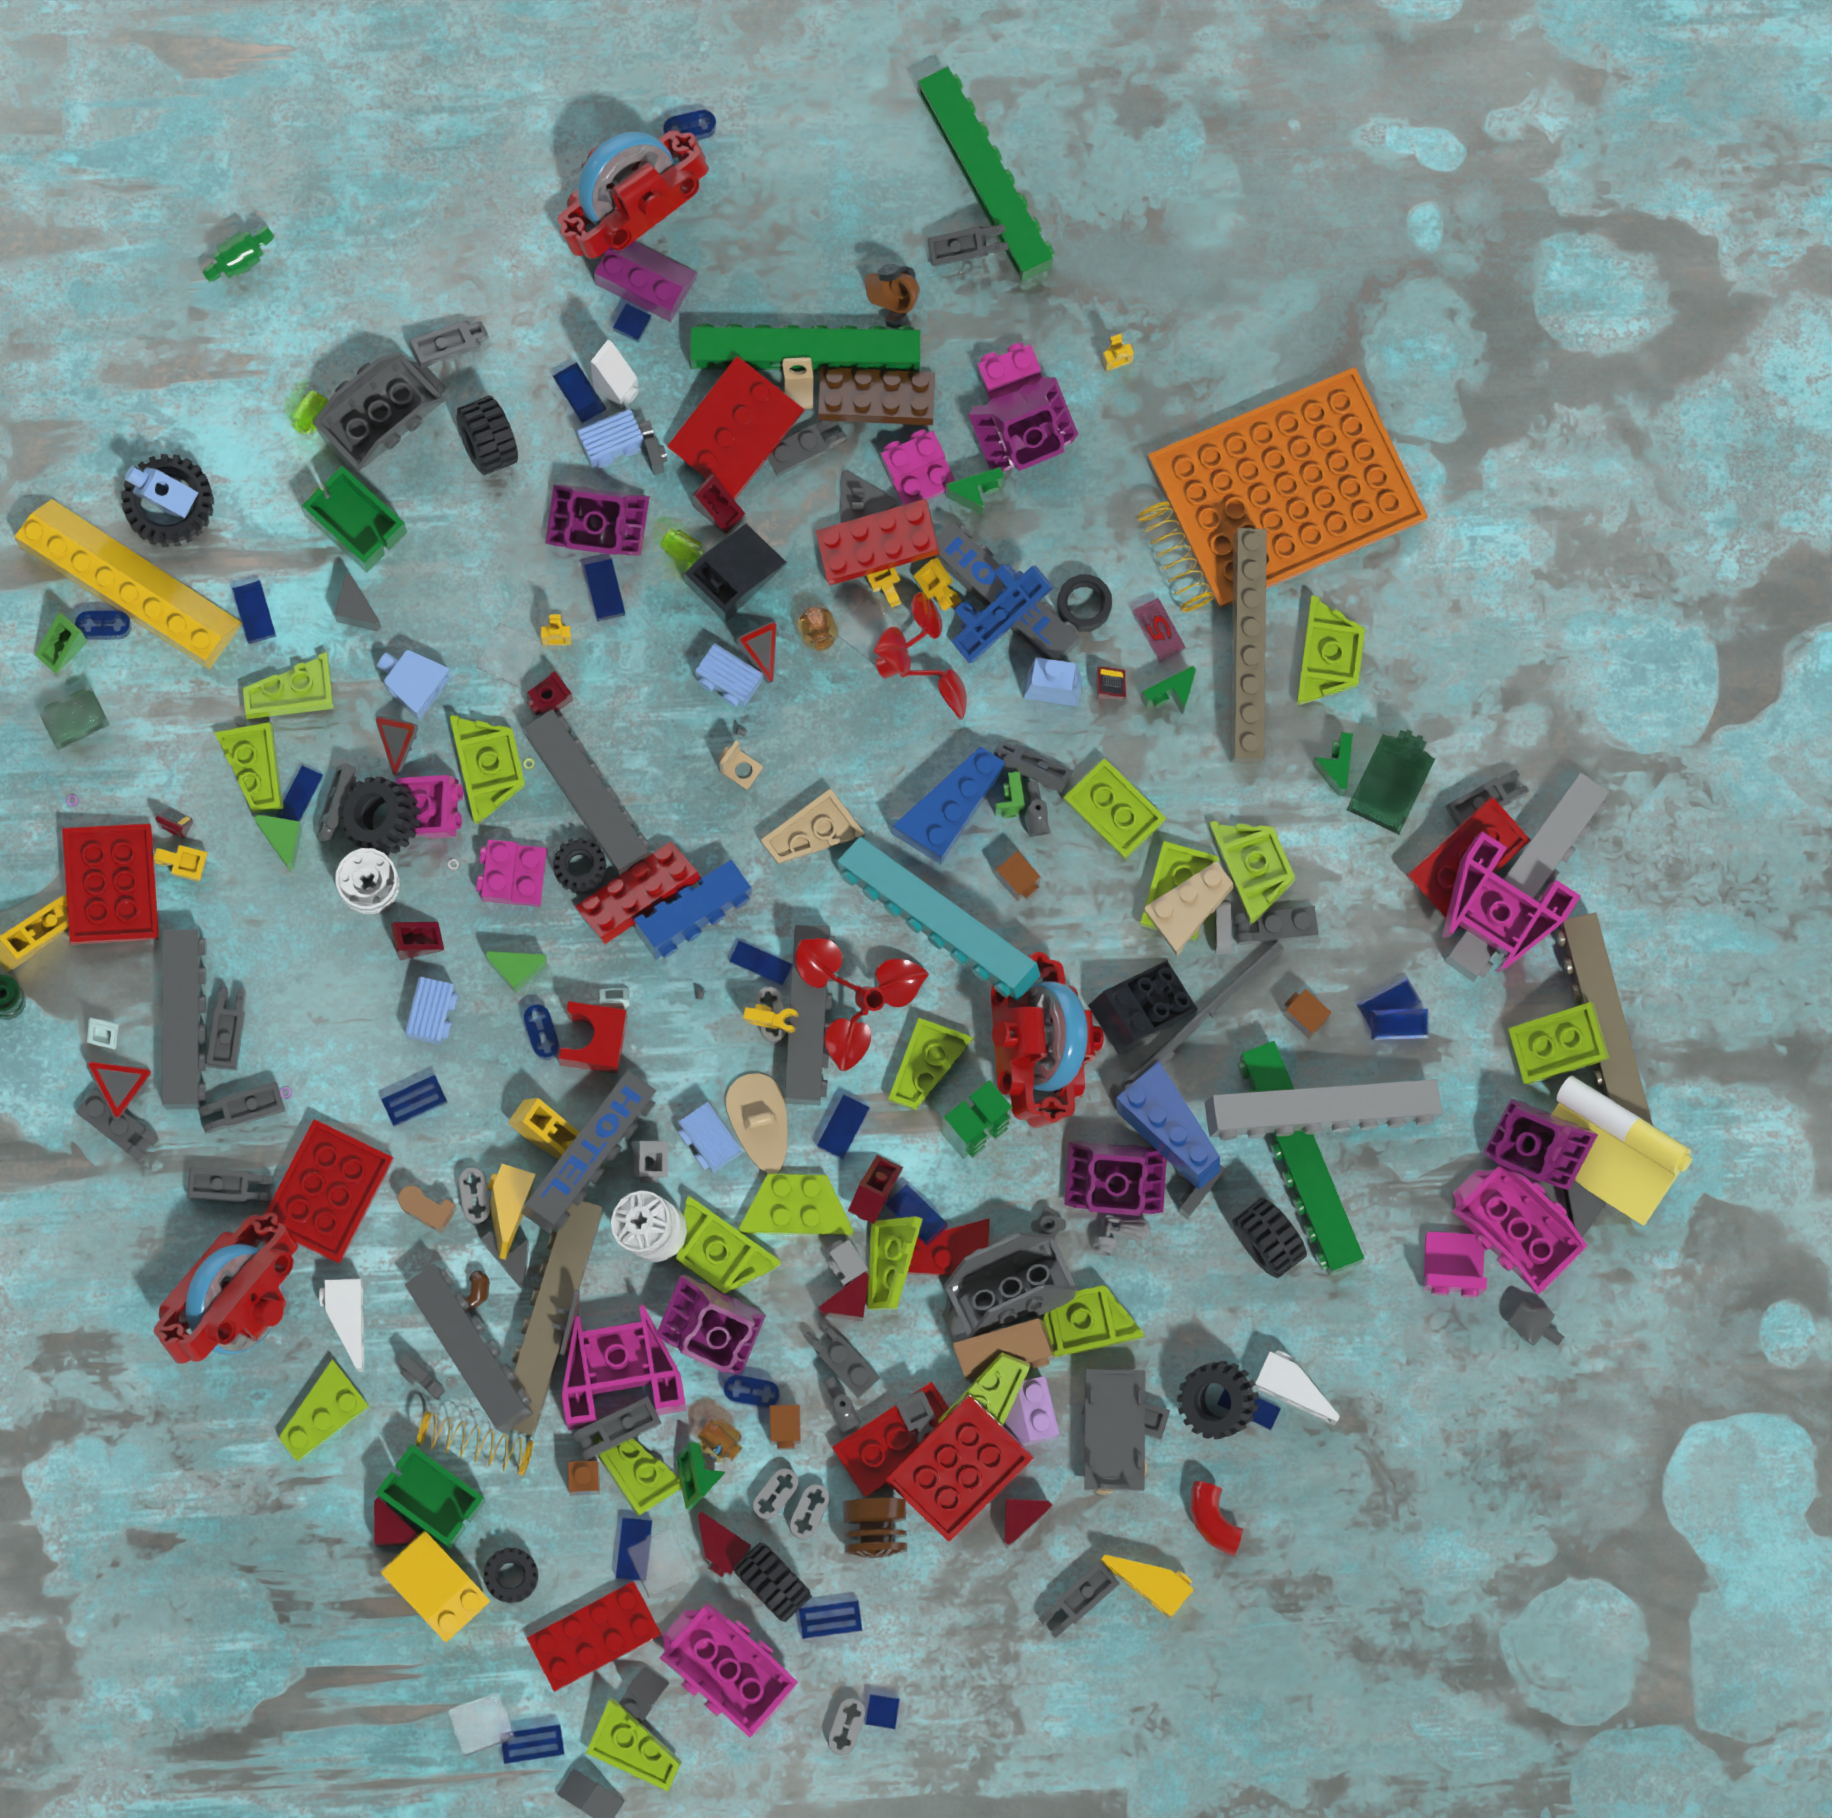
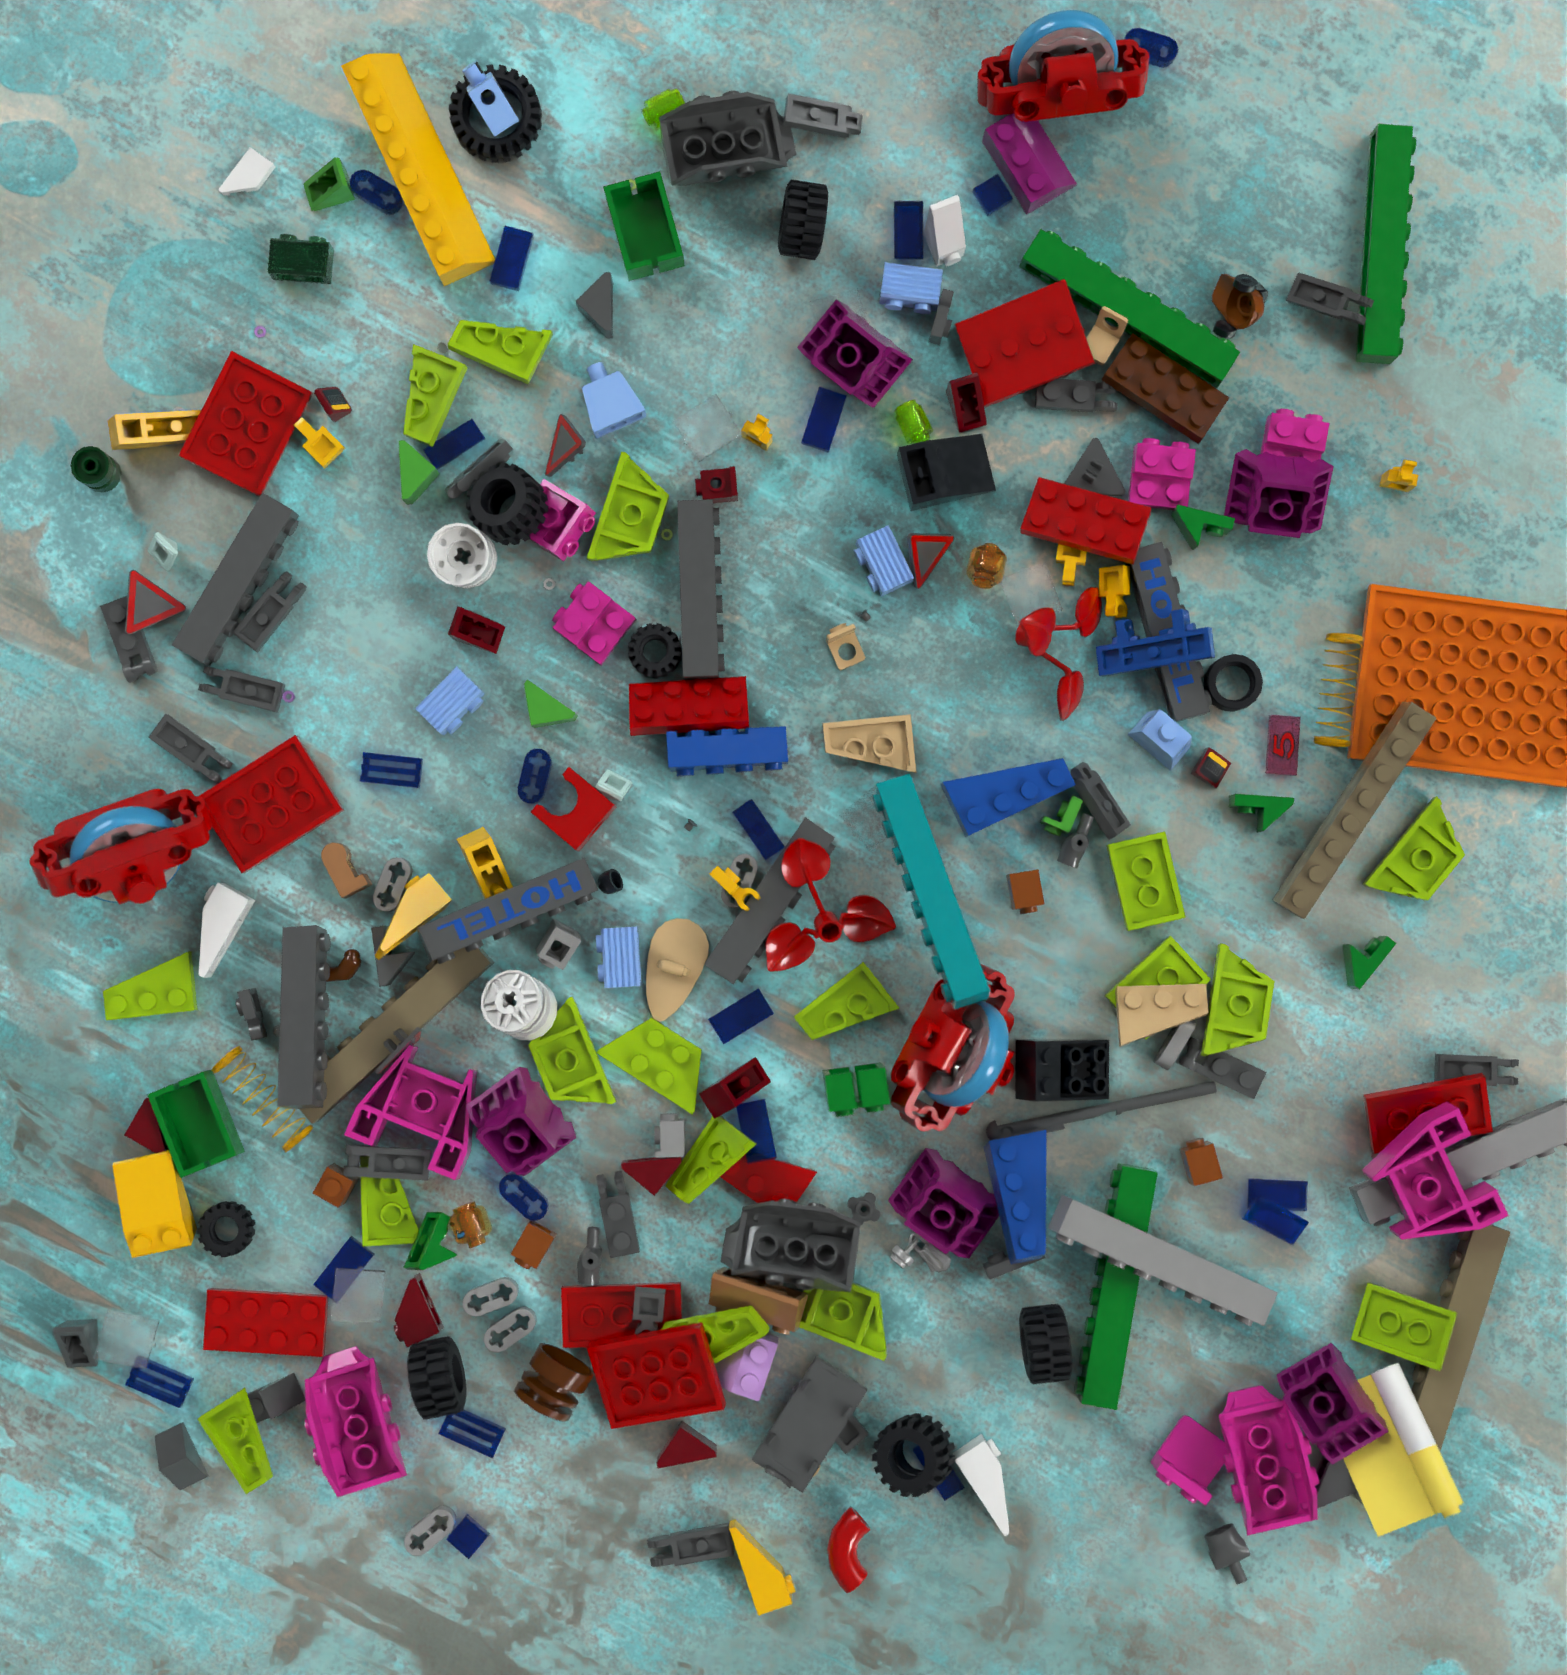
camera: 30 degrees right, 10 degrees up
(442, 1753) = (77, 1342): none -> dark grey slope
(661, 1081) = (610, 882): none -> black hinge
(1392, 781) = (1403, 1005): clear green piece -> none

